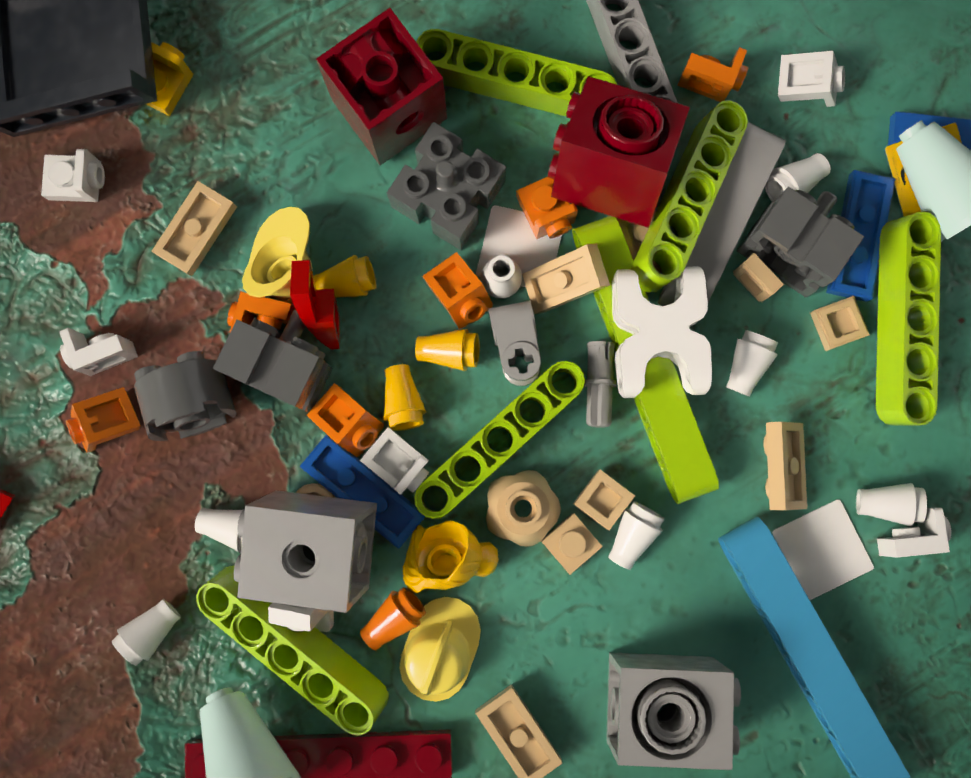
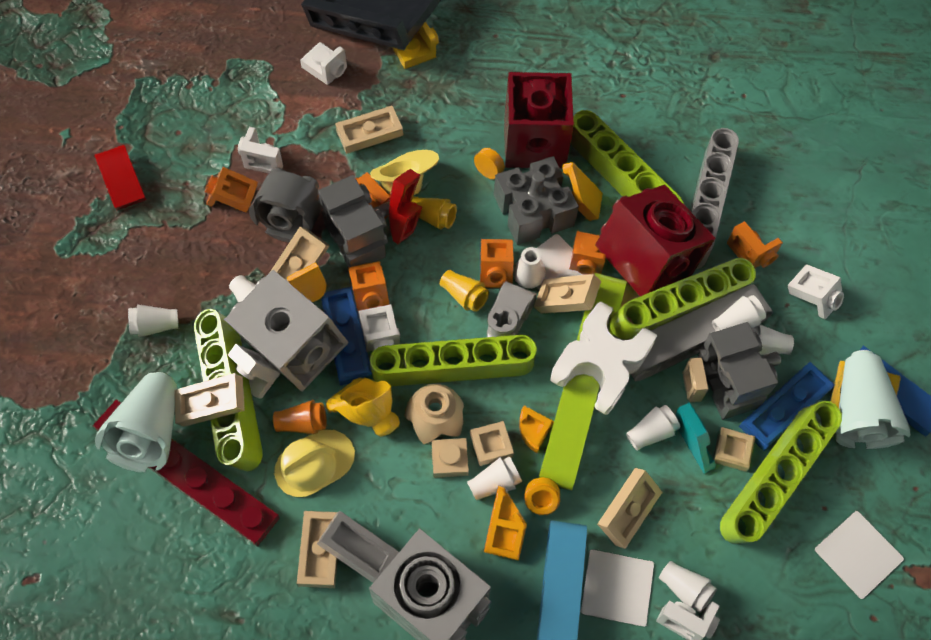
camera: 35 degrees right, 20 degrees down
(249, 454) = (301, 252): none -> tan plate
(281, 471) = (309, 282): none -> light orange tile
(292, 688) = (209, 400): none -> tan plate
(361, 175) = (489, 163): none -> light orange tile
(402, 401) = (411, 299): yellow cone -> none
(495, 137) = (584, 191): none -> light orange tile
(557, 709) = (357, 546): none -> light grey tile
(600, 383) = (540, 375): light grey axle -> none
(630, 448) = (534, 428): none -> light orange tile
(682, 577) = (505, 528): none -> light orange tile
(693, 518) = (542, 496): none -> light orange tile
(766, 178) = (742, 311): none -> white cone
(796, 340) = (695, 436): none -> teal tile

